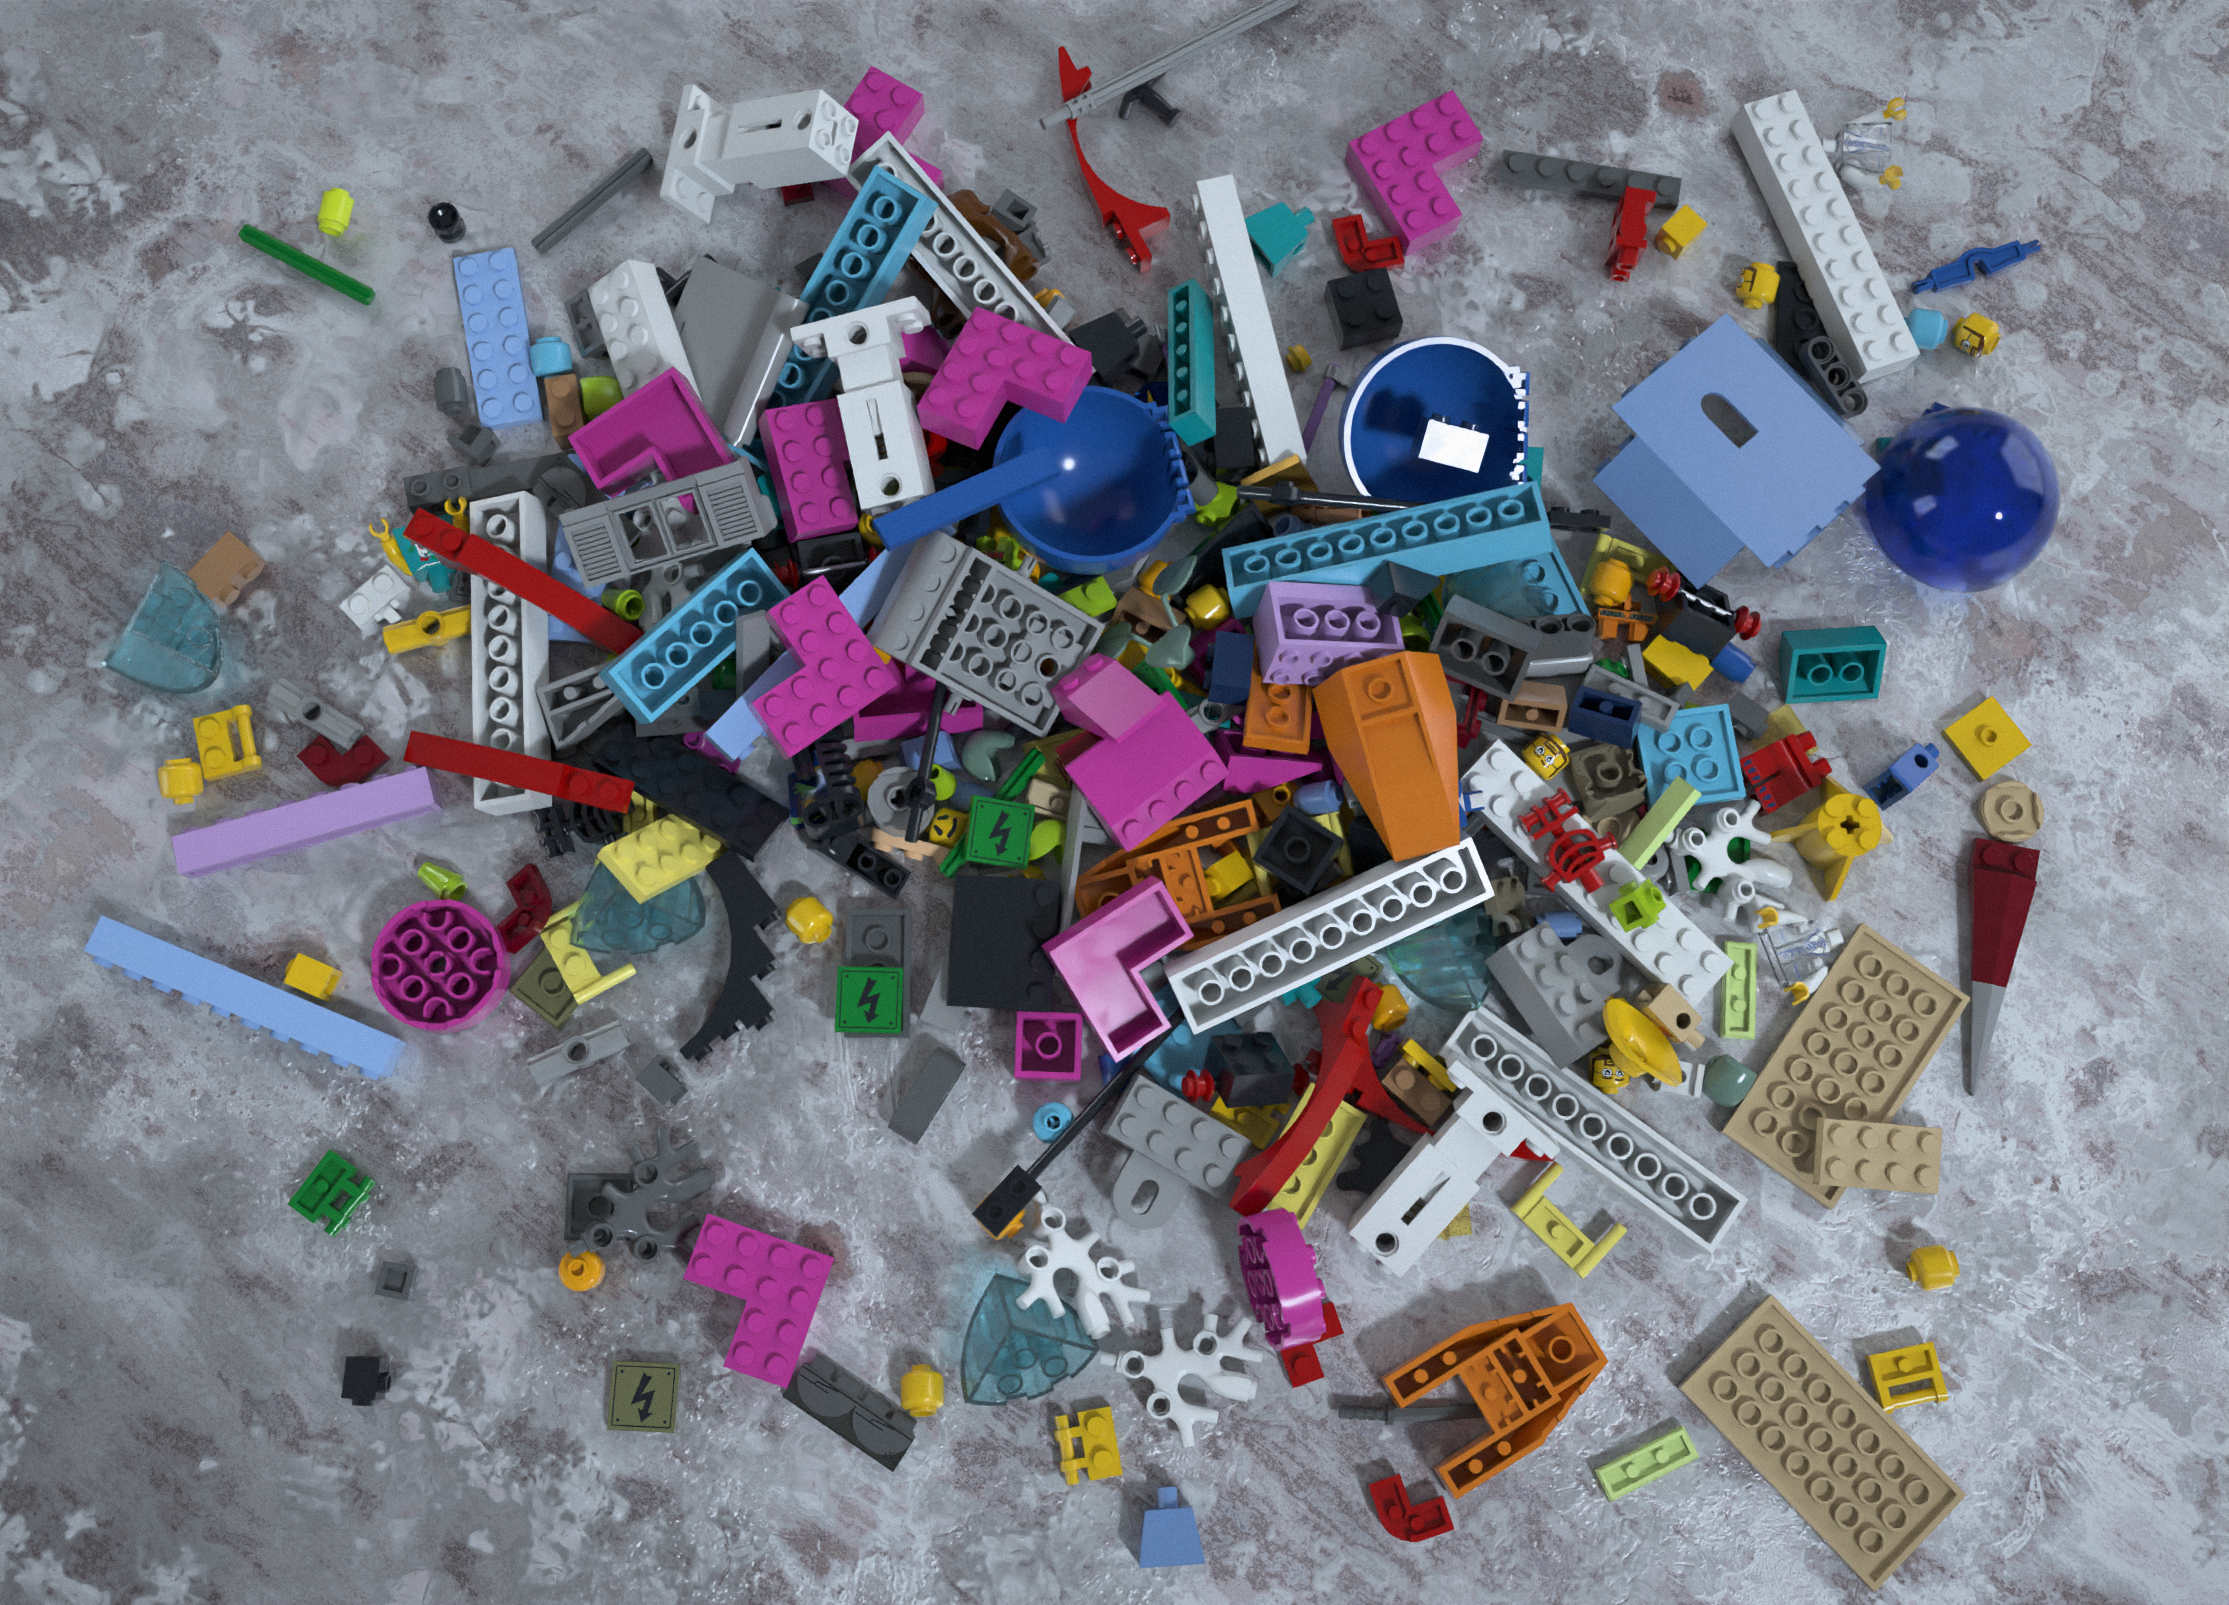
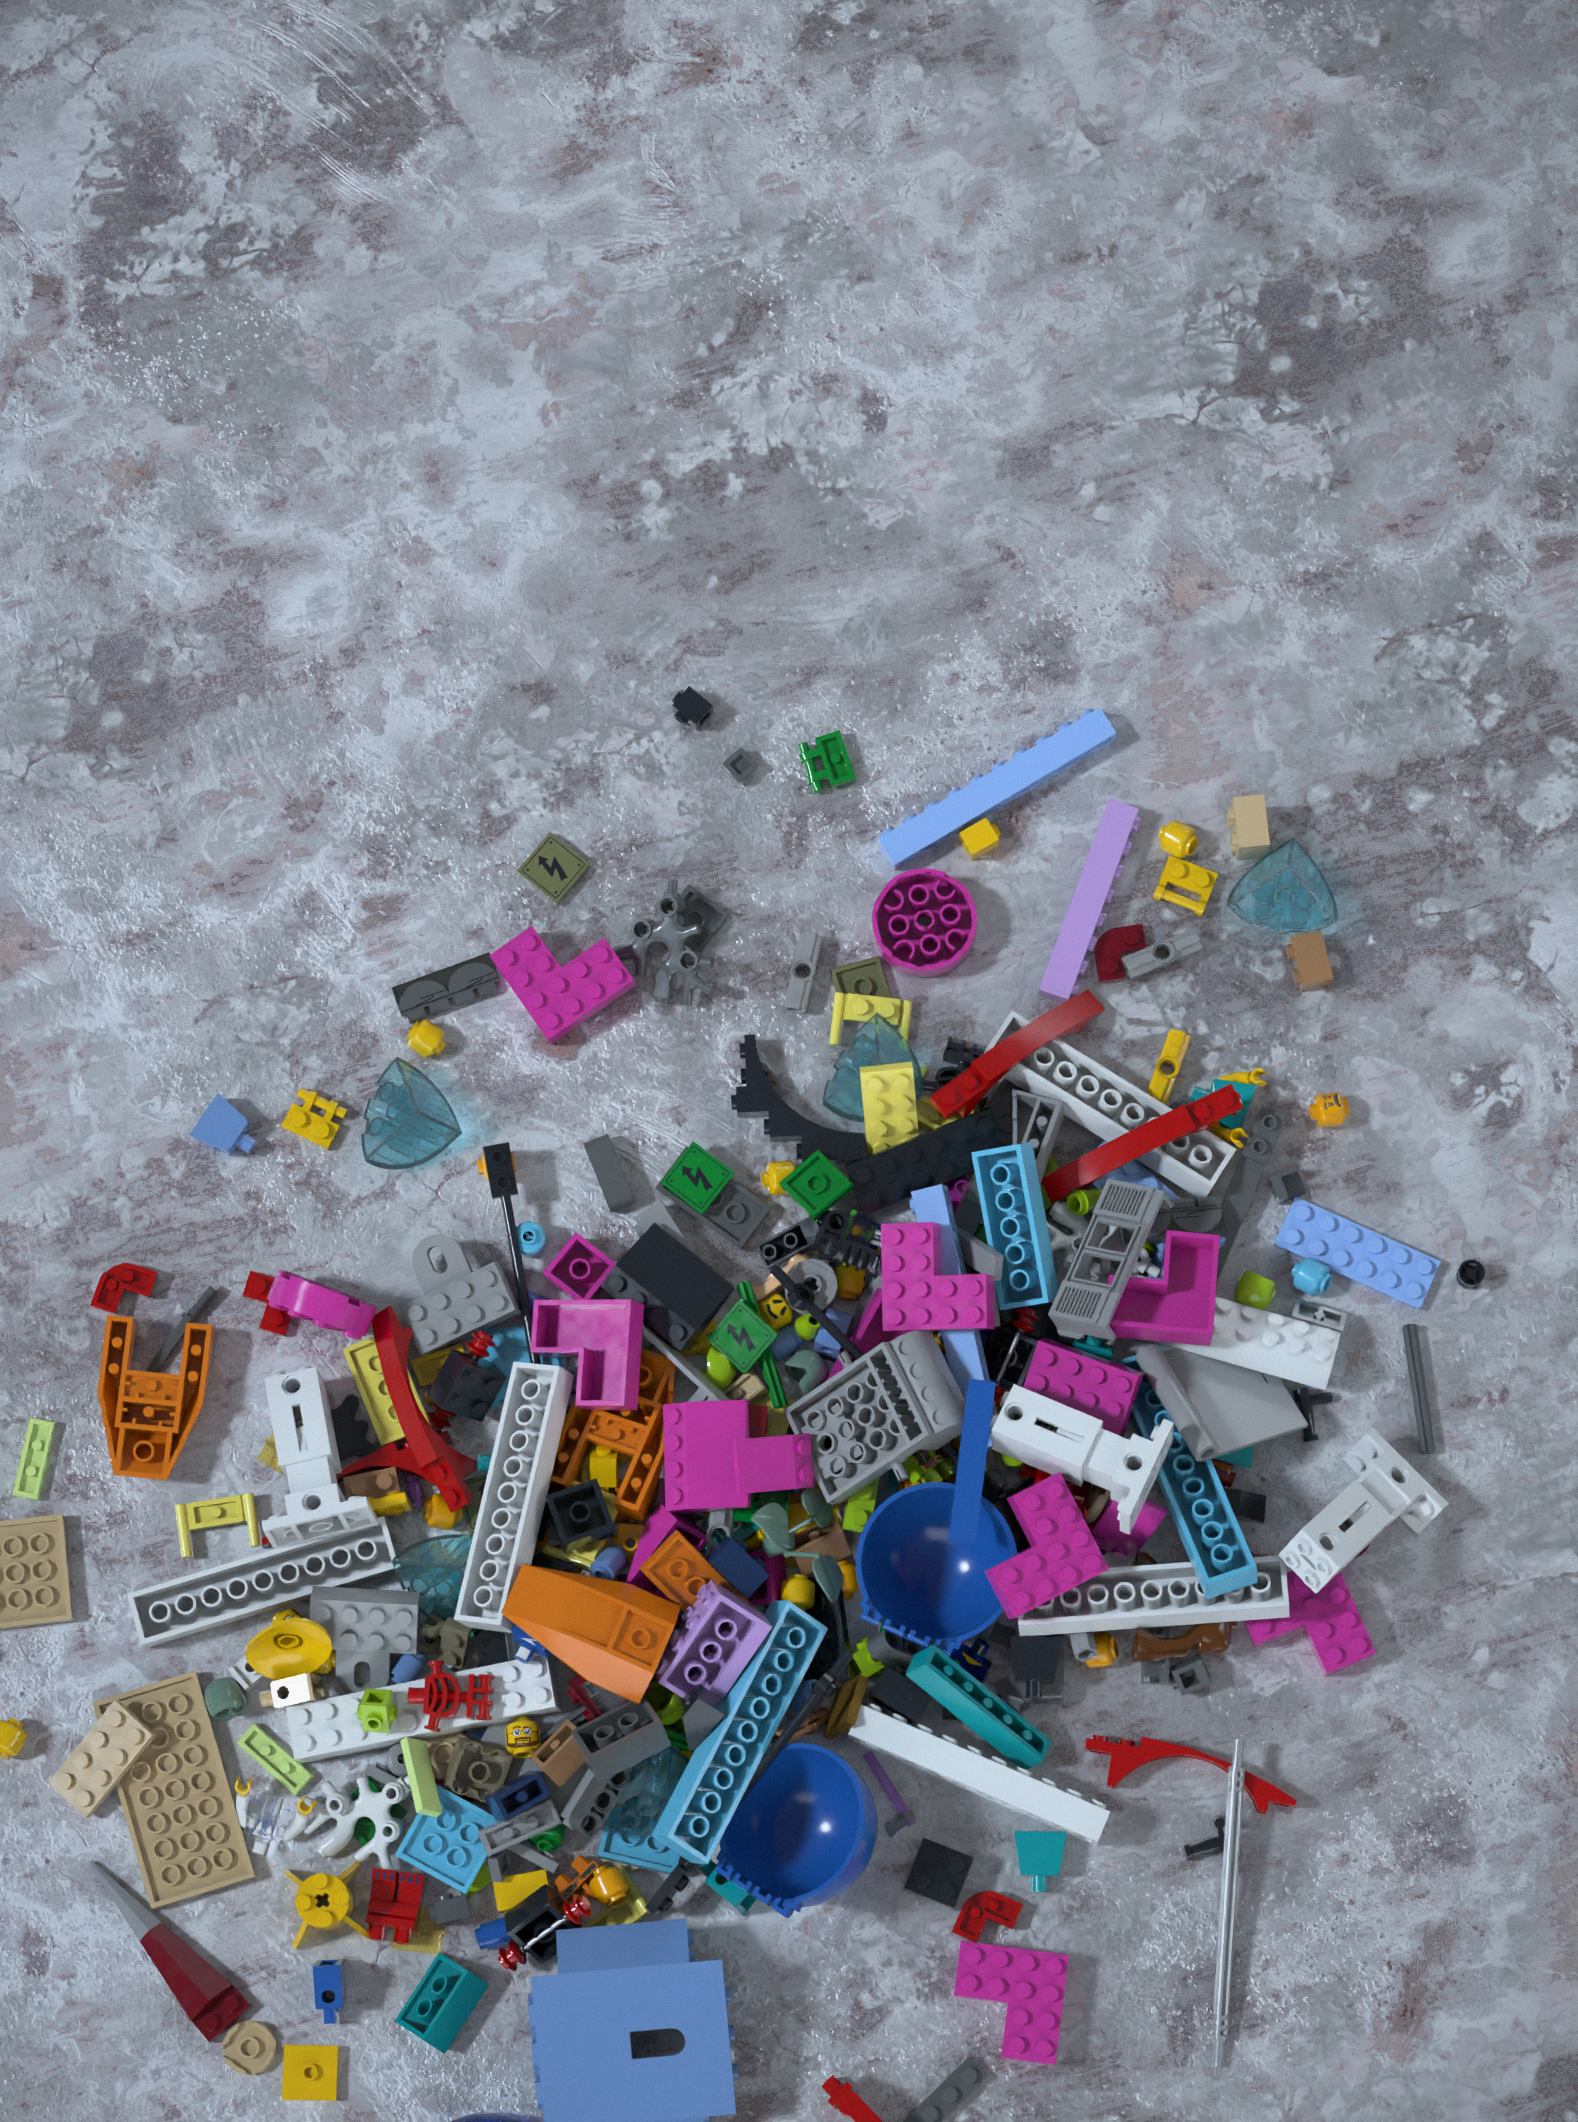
camera: 135 degrees right, 0 degrees up
(118, 715) = (1249, 827): none -> tan brick
(307, 264) = (1509, 1158): green axle -> none
(335, 212) = (1535, 1203): neon yellow brick -> none
(369, 451) = (1329, 1109): none -> light orange head
(376, 599) = (1217, 1046): white hinge -> none
(442, 882) = (983, 961): lime cone -> none
(450, 391) = (1336, 1192): dark grey brick -> none
(532, 909) = (921, 1006): dark red plate -> none
(565, 407) = (1262, 1261): medium nougat brick -> none
(582, 1272) = (656, 880): light orange head -> none
(663, 1082) = (742, 1012): dark grey brick -> none
(793, 872) = (816, 1185): none -> green tile
(1065, 1252) = (437, 1190): white plant -> none
(1173, 1363) = (323, 1204): white plant -> none
(1298, 358) = (936, 1801): yellow plate -> none
(1449, 443) = (779, 1826): brick -> none

